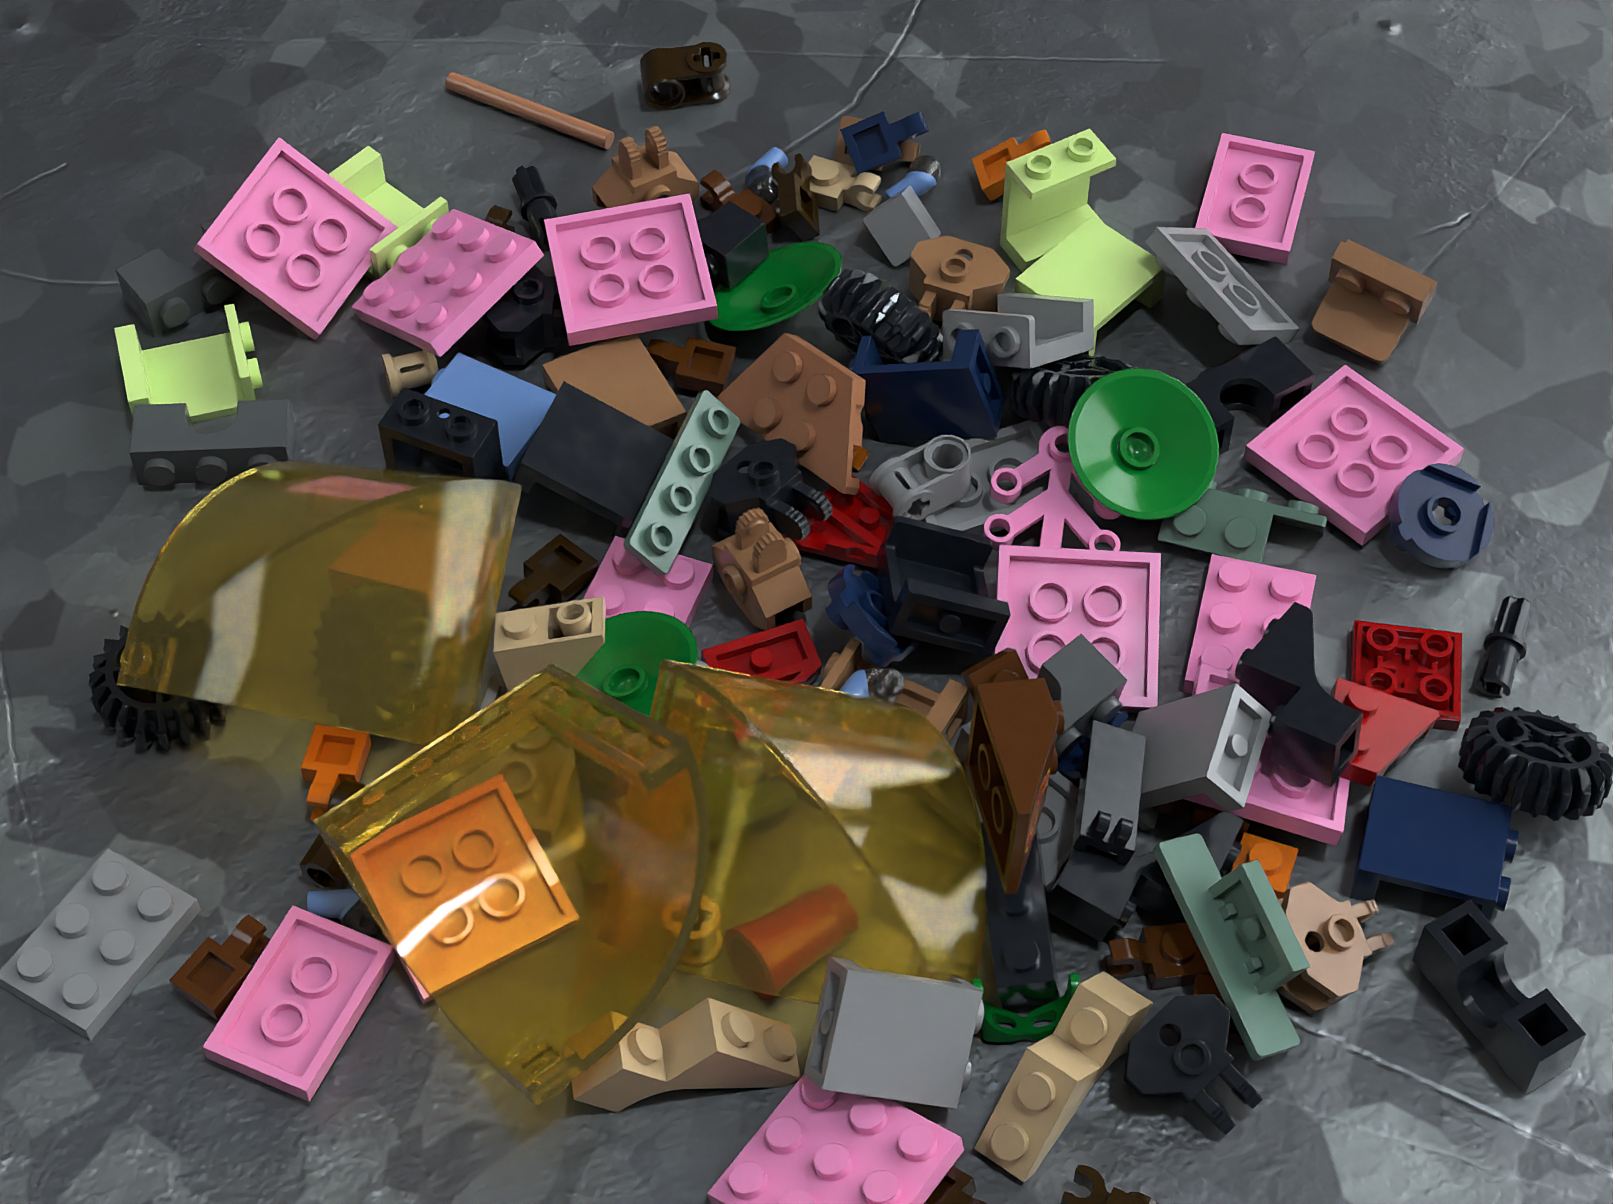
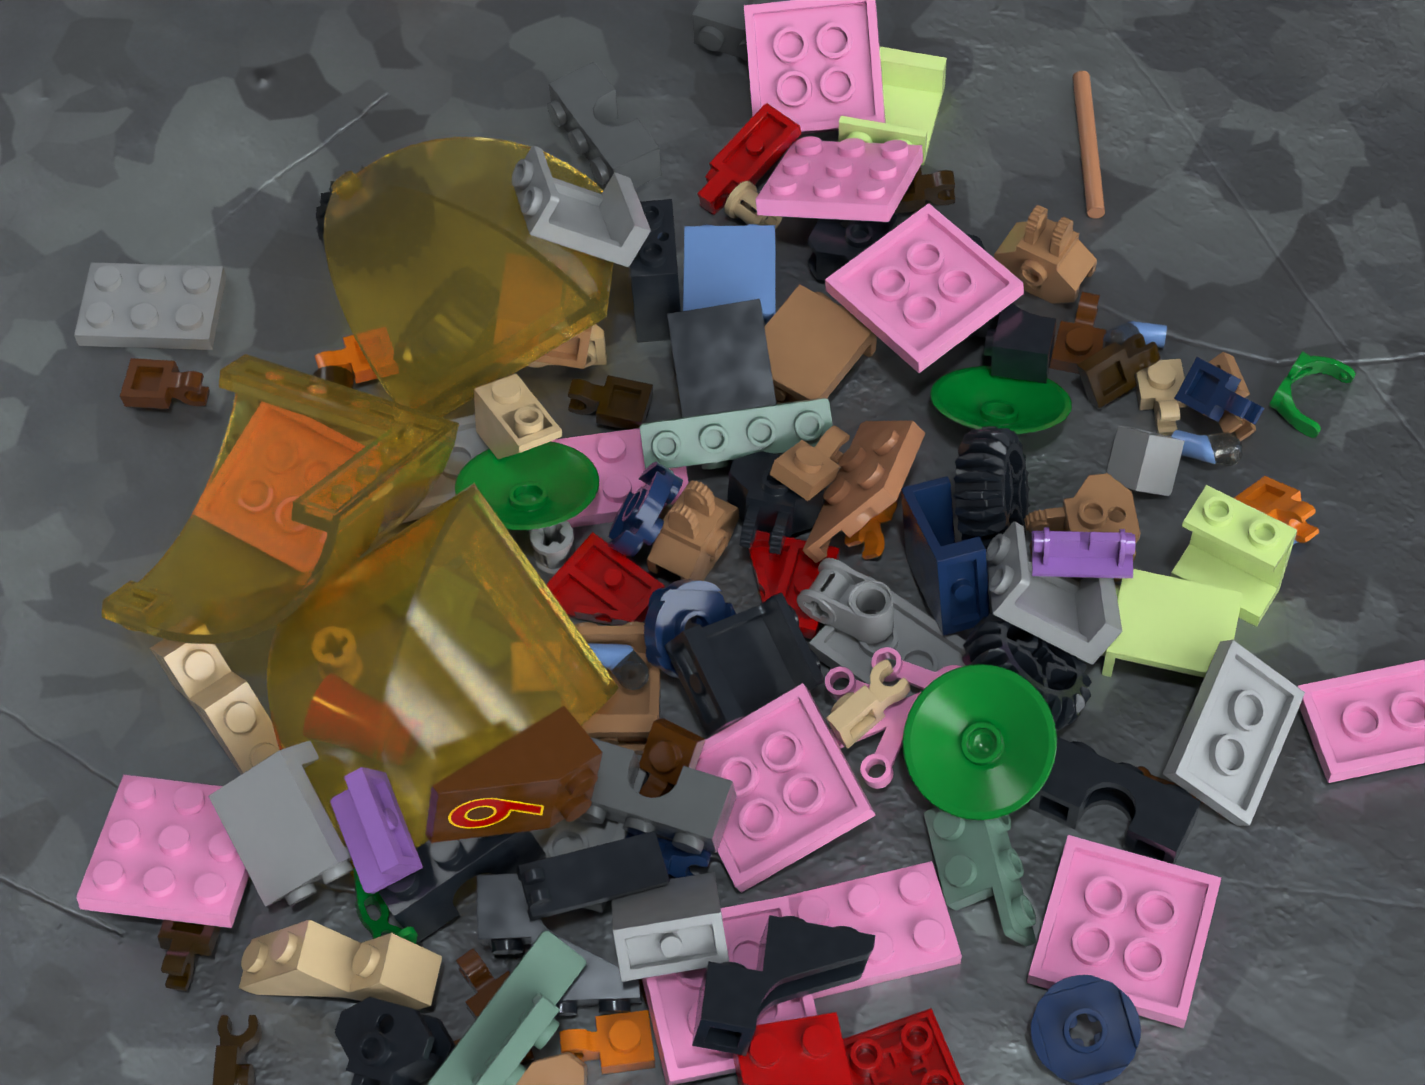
camera: 65 degrees right, 5 degrees up
(201, 372) = (661, 80): yellowish green panel -> none
(300, 1003) = (153, 444): bright pink plate -> none
(349, 345) = (748, 155): none -> red hinge
(382, 446) = (590, 222): none -> light grey panel
(535, 202) = (983, 201): black axle -> none
(680, 78) = (1198, 225): dark brown piece -> none
(696, 366) = (886, 391): reddish brown plate -> none
(742, 586) = (638, 515): none -> dark blue plate
(766, 438) = (811, 468): none -> medium nougat plate
(875, 89) = (1304, 366): none -> green cap
(969, 942) = (375, 830): none -> medium lavender panel
(1001, 279) = (1082, 554): none -> medium lavender hinge
(1049, 523) = (860, 711): none -> tan plate
(1370, 302) = (1318, 867): medium nougat piece -> none

